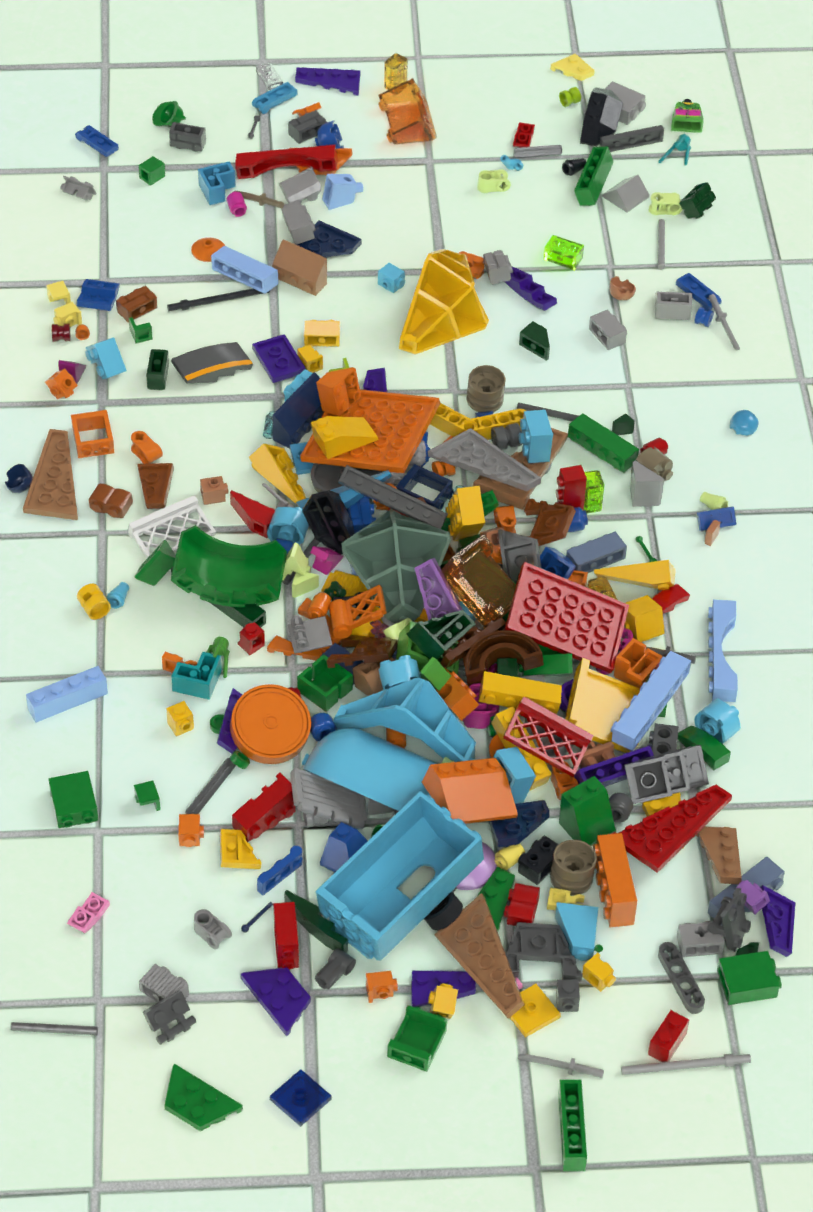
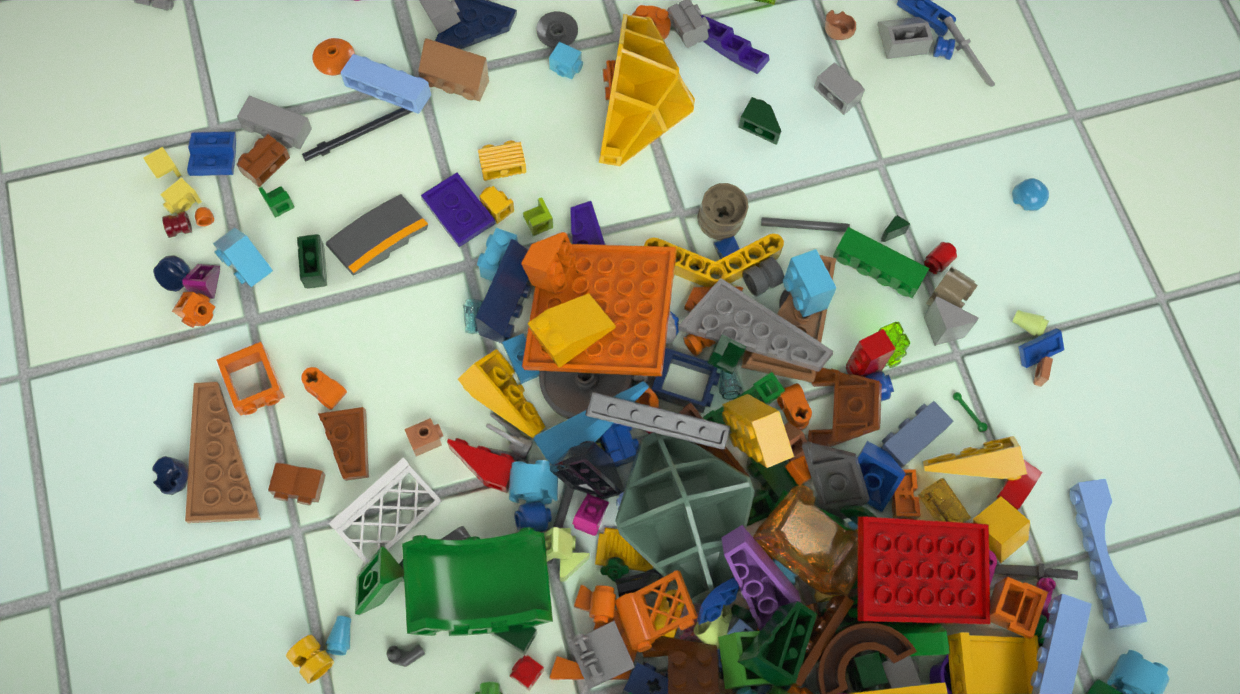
camera: 15 degrees left, 20 degrees up
(48, 359) = (171, 272): none -> dark blue hair
(160, 283) = (279, 123): none -> light grey brick
(163, 617) = (403, 657): none -> dark grey arm
(390, 254) = (557, 23): none -> dark grey dish
(405, 609) = (713, 603): none -> blue slope
(459, 472) = (726, 354): none -> dark green panel

